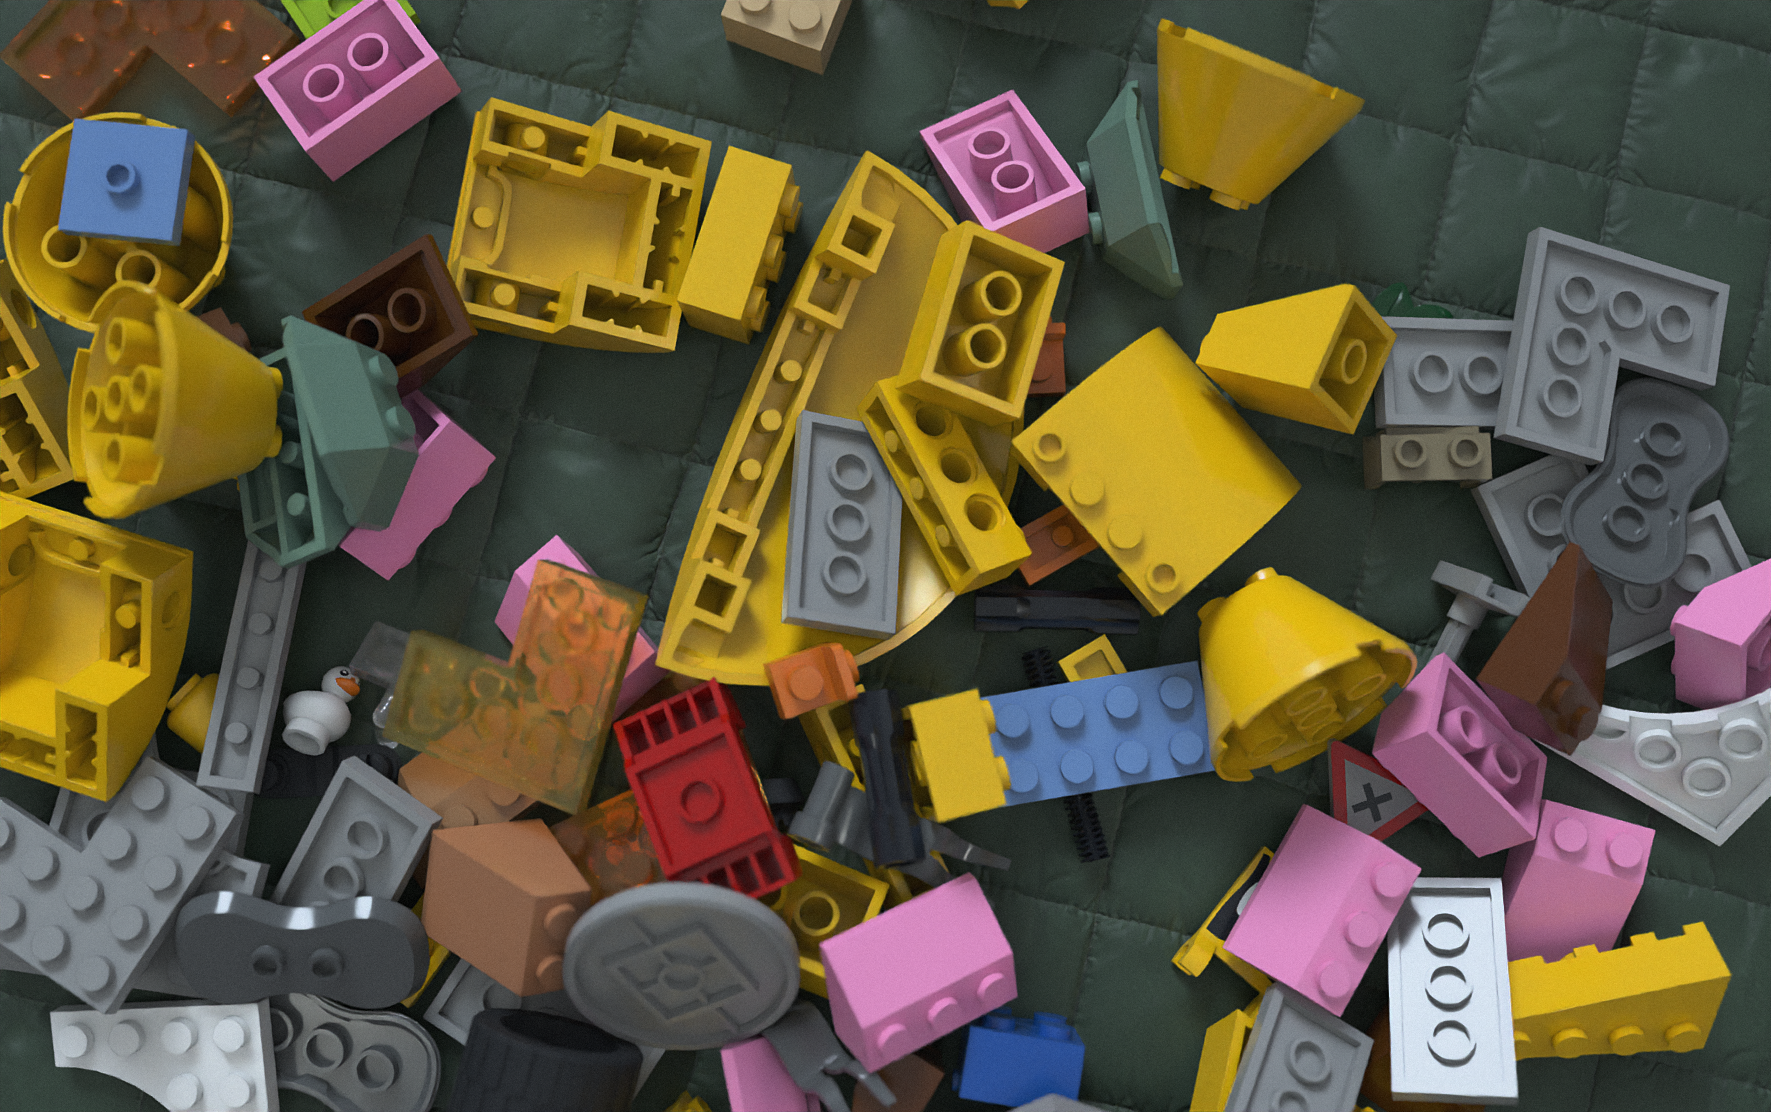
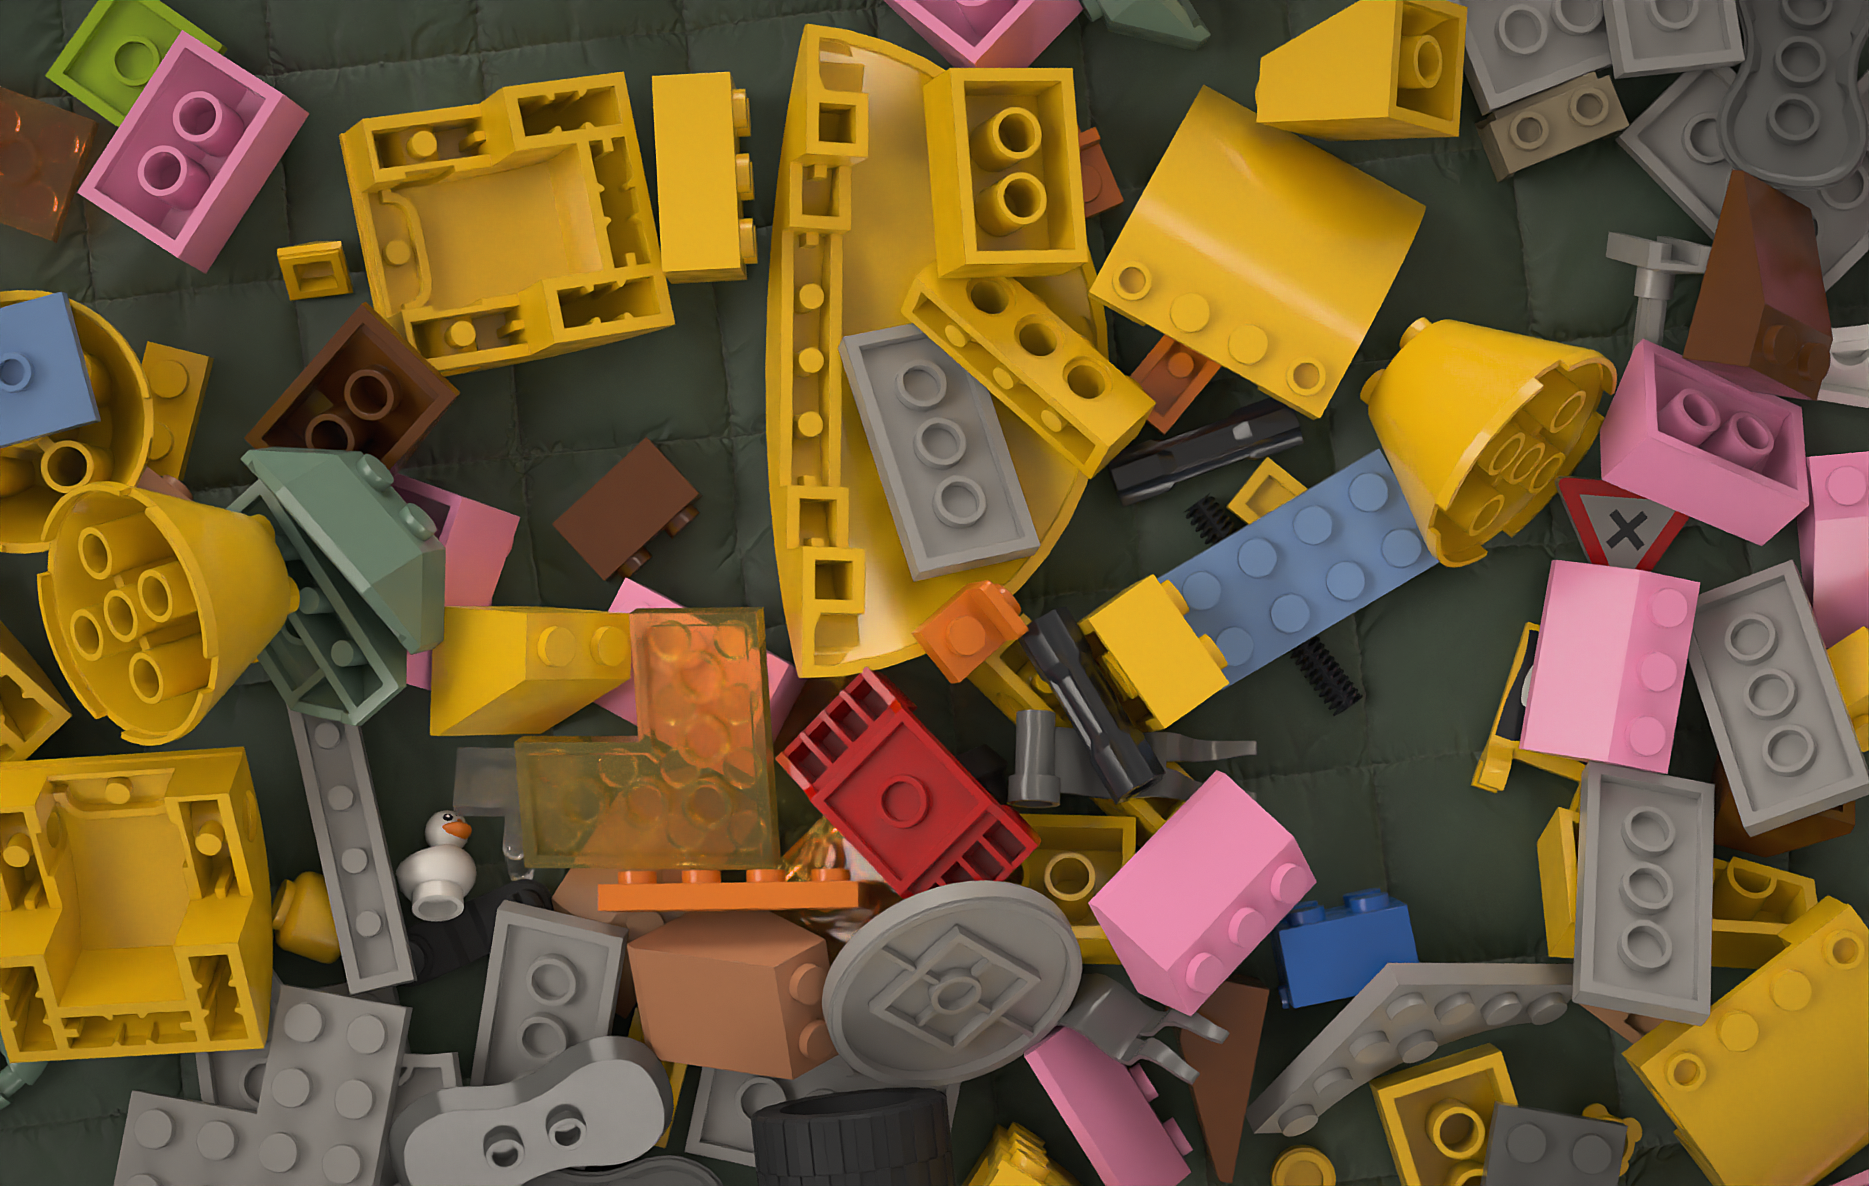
camera: 20 degrees left, 5 degrees up
(260, 275) = (177, 391): none -> yellow plate
(416, 209) = (315, 270): none -> yellow slope
(442, 574) = (523, 667): none -> yellow slope
(557, 829) = (761, 892): none -> orange plate
(582, 486) = (629, 511): none -> reddish brown brick

